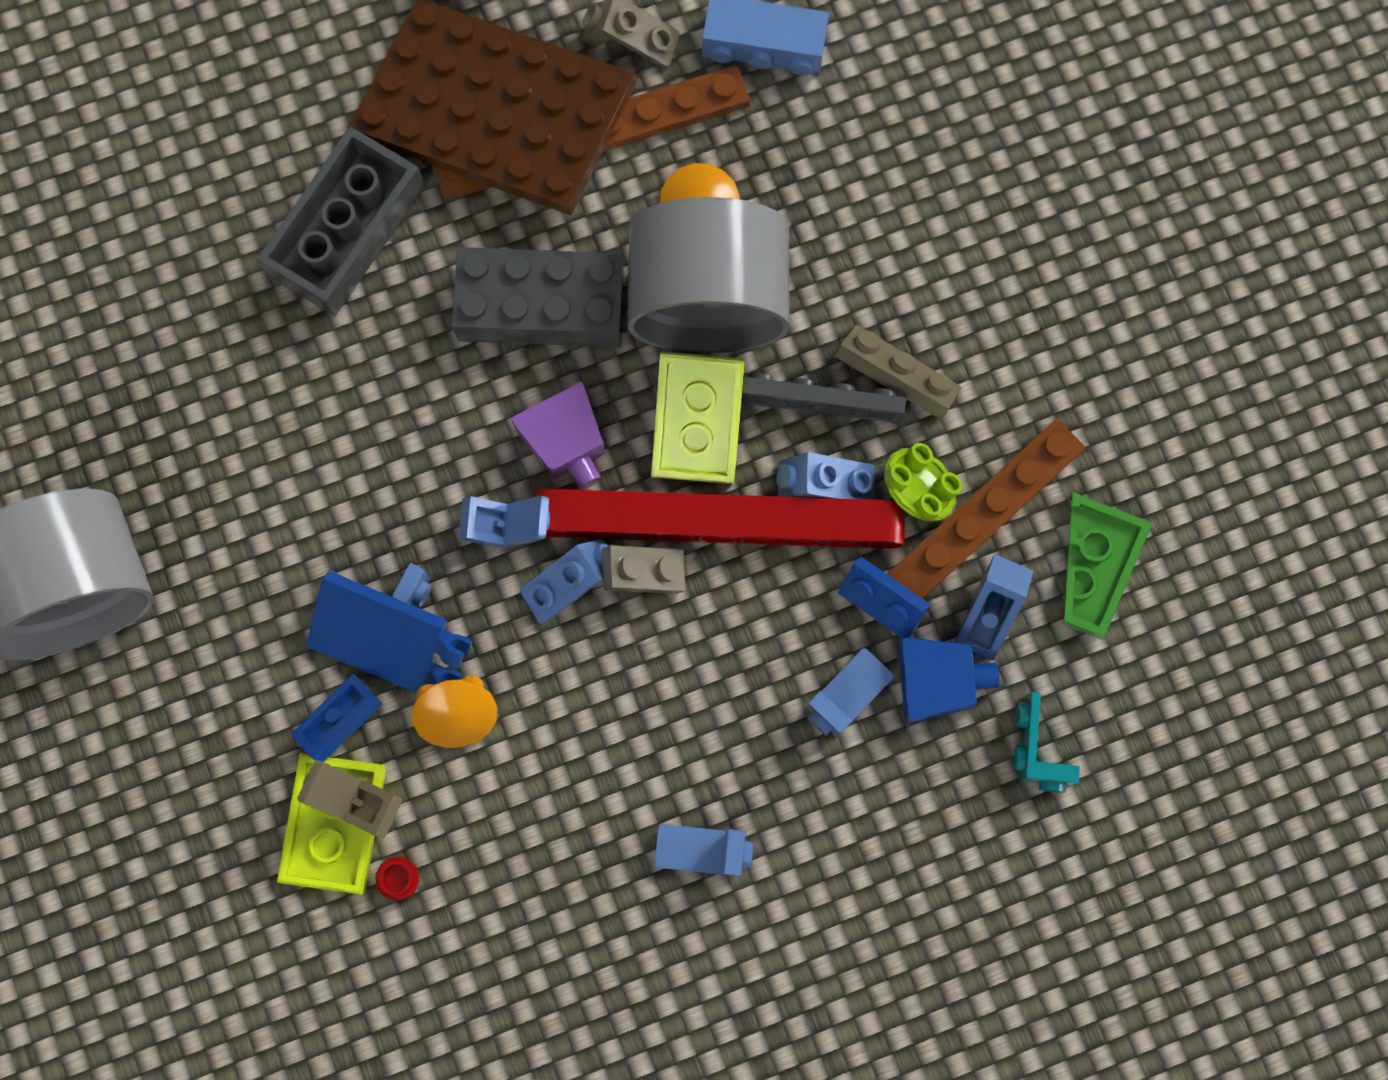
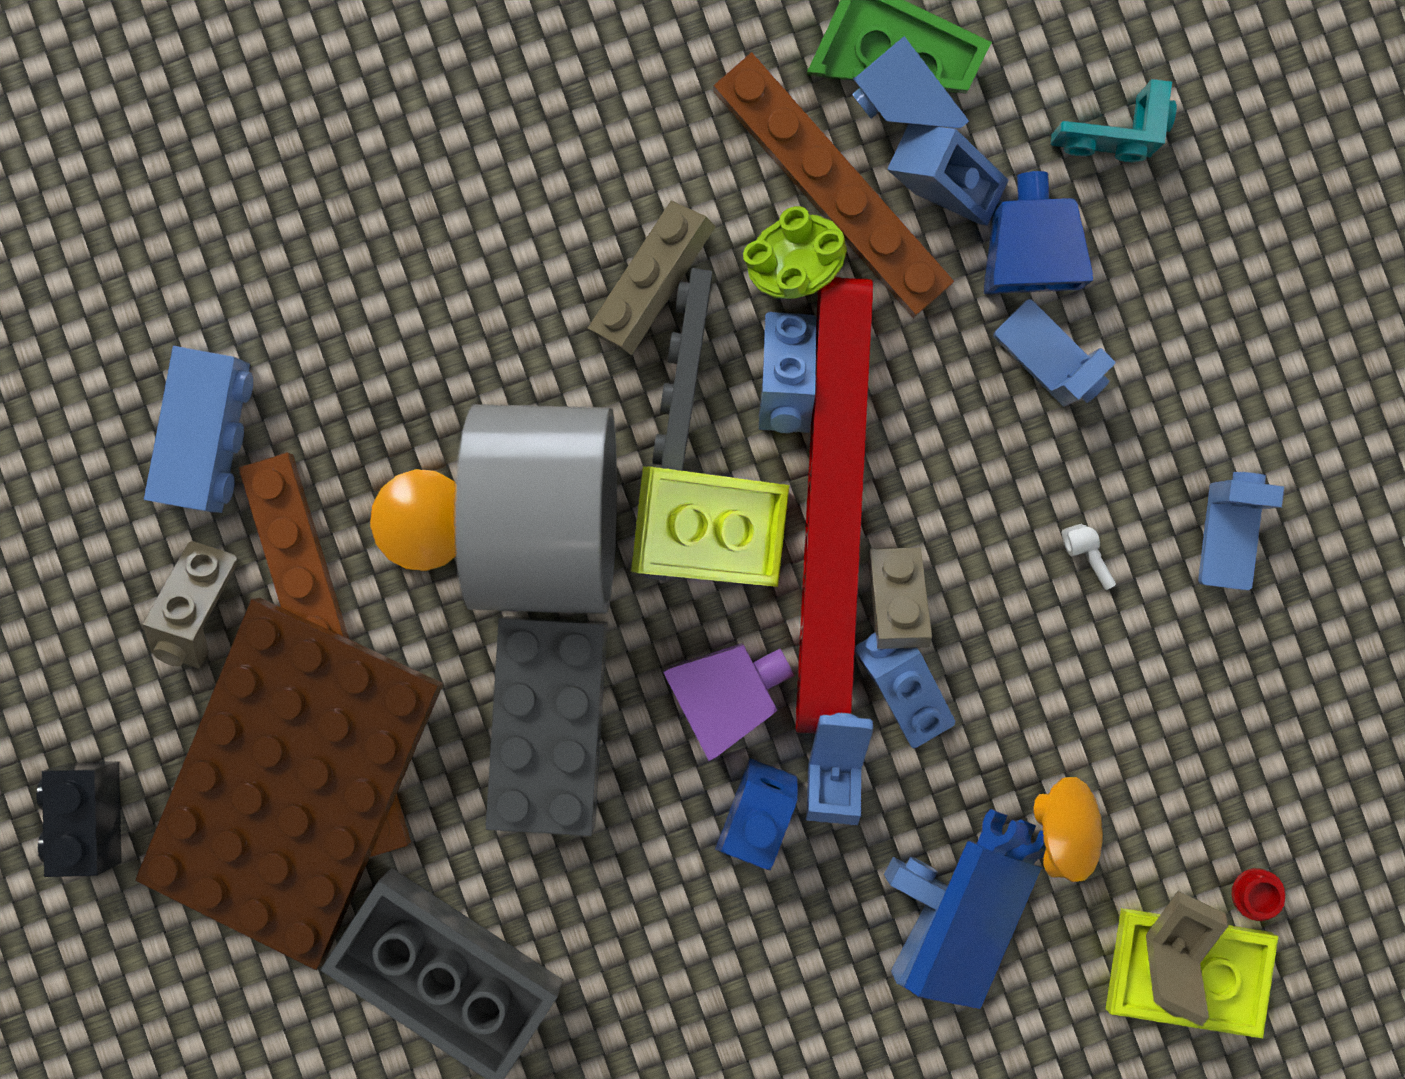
camera: 90 degrees left, 10 degrees up
(336, 718) = (1072, 970): blue plate -> none
(465, 460) = (759, 815): none -> blue torso
(694, 725) = (1083, 539): none -> white hand
(883, 598) = (938, 306): blue plate -> none
(1058, 566) = (906, 90): none -> medium blue slope

